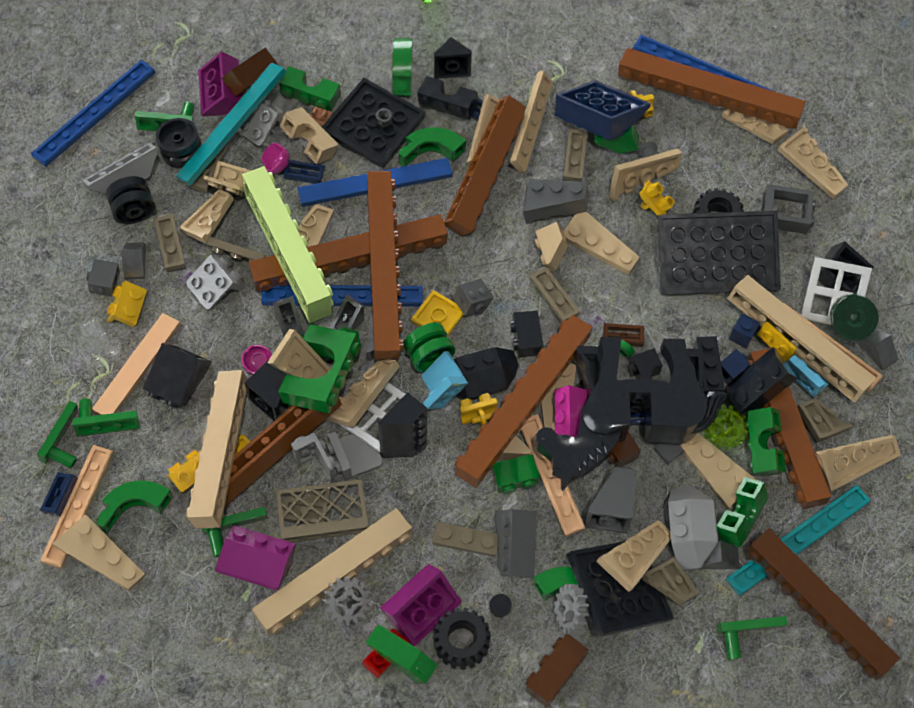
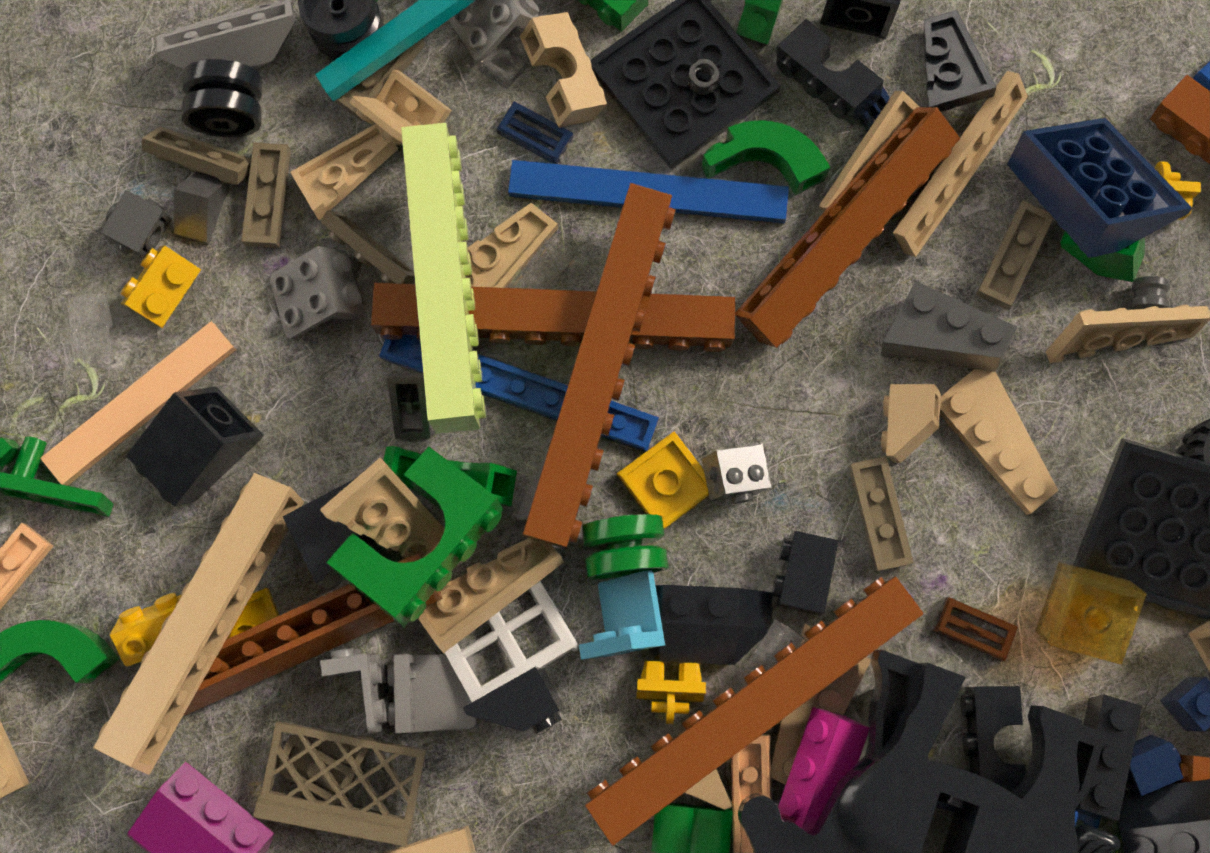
camera: 25 degrees right, 15 degrees up
(124, 235) = (197, 155): none -> dark tan plate
(227, 522) = (197, 747): green piece -> none
(255, 357) = (330, 464): dark pink hair -> none
(275, 158) = (492, 95): dark pink hair -> none
(320, 115) = (597, 37): nougat tile -> none
(349, 314) = (508, 437): flat silver slope -> none
(509, 76) = (953, 64): none -> wing
(626, 350) = (966, 661): green tile -> none
(653, 198) = (1127, 390): yellow hips -> none
(675, 303) = (1090, 613): none -> clear yellow brick

